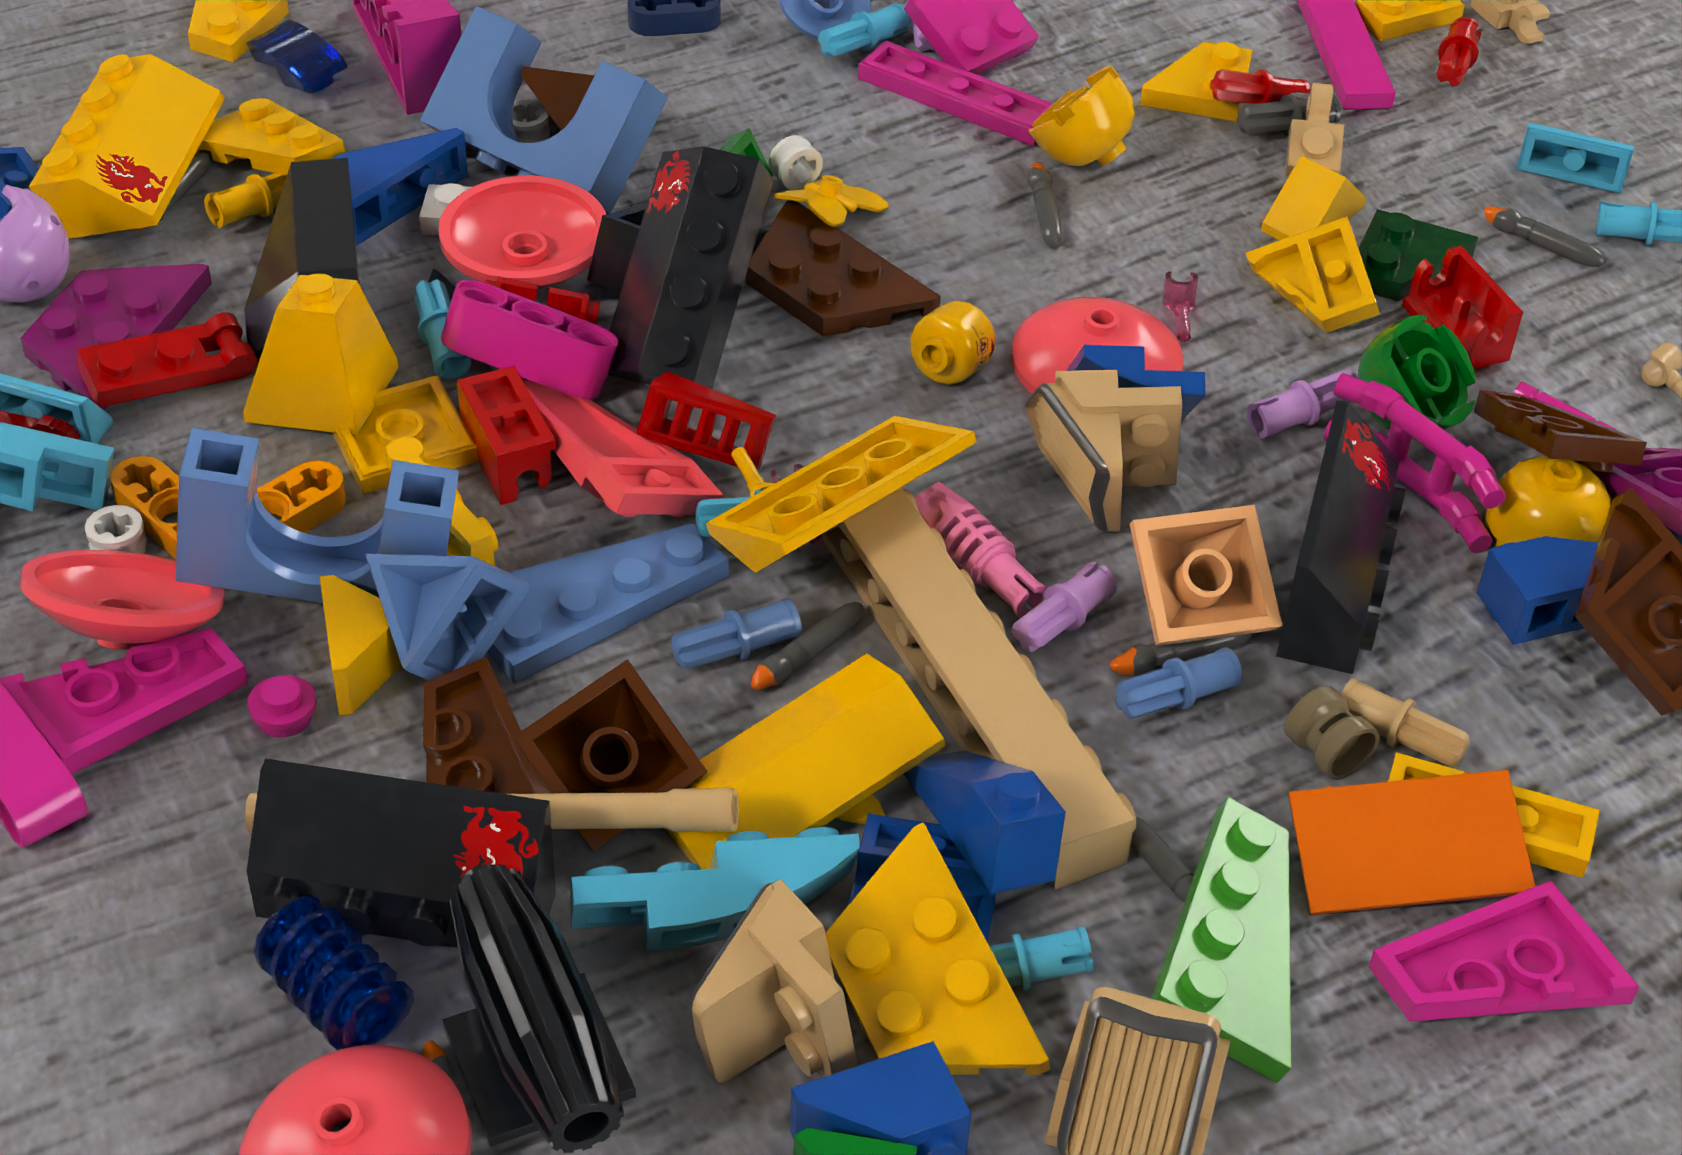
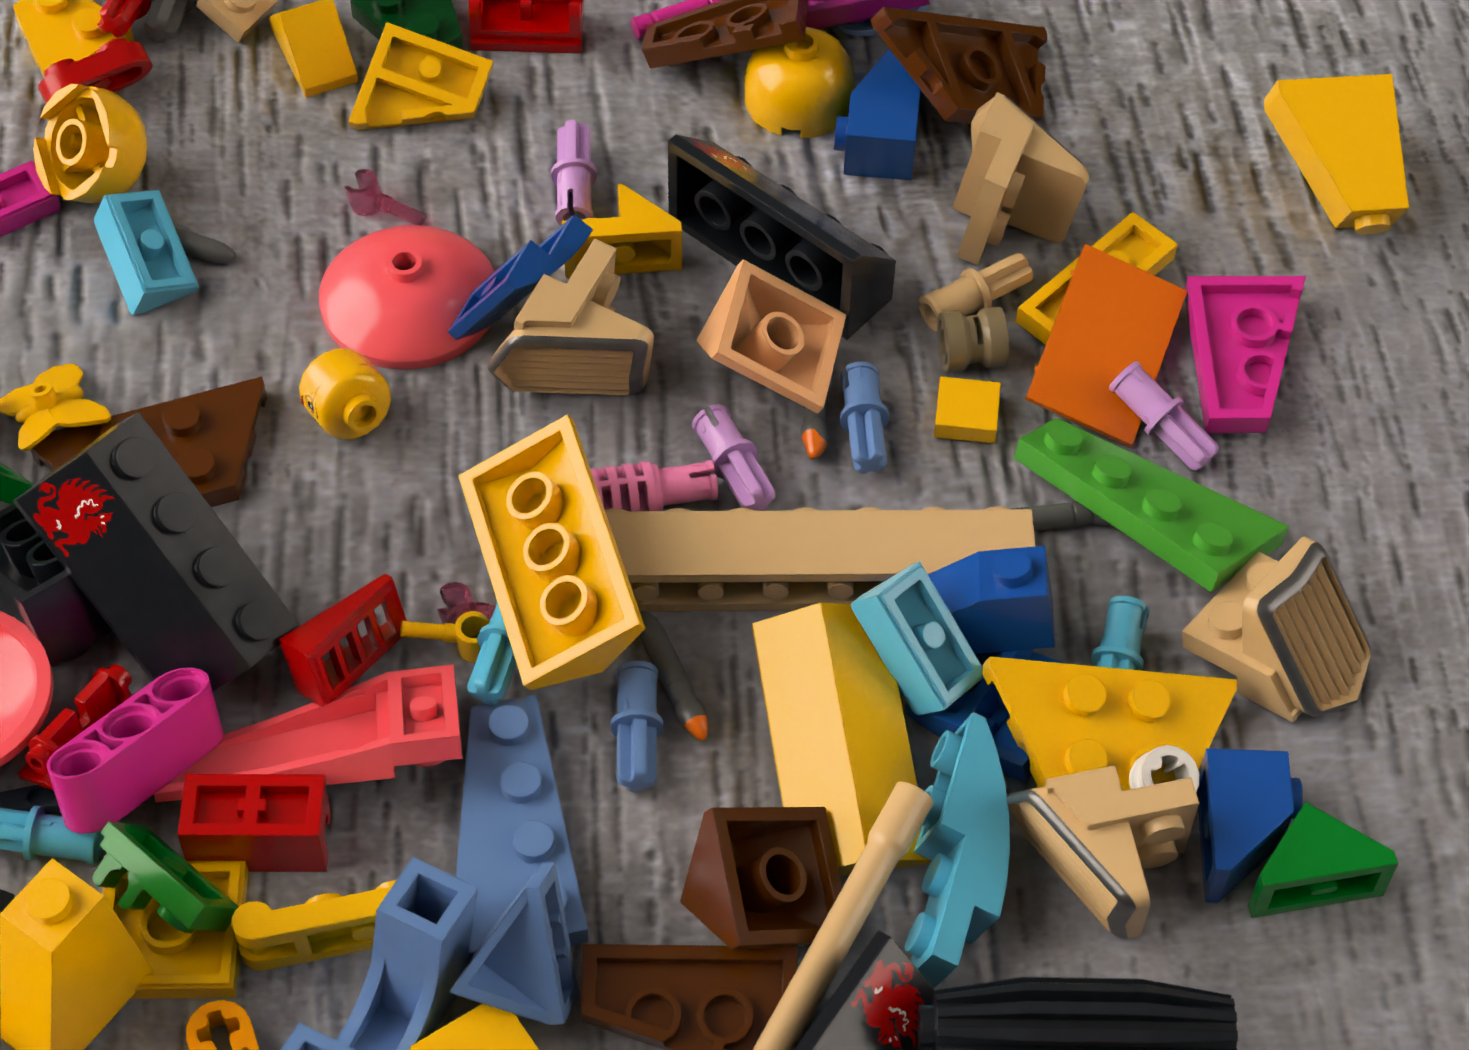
camera: 65 degrees left, 10 degrees up
(422, 391) = (159, 872): none -> green plate
(885, 995) = (1175, 760): none -> white bush
(915, 765) = (918, 640): none -> medium azure slope
(1016, 189) = (144, 250): none -> medium azure slope
(1169, 103) = (111, 68): none -> red plate
(1248, 455) = (642, 233): none -> yellow slope
(1251, 762) = (967, 410): none -> yellow tile
(1353, 914) = (1164, 416): none -> lavender axle
(1424, 367) = (612, 87): green cylinder -> none
(1450, 459) = (729, 134): dark pink piece -> none
(1536, 680) = (1016, 179): none -> tan piece

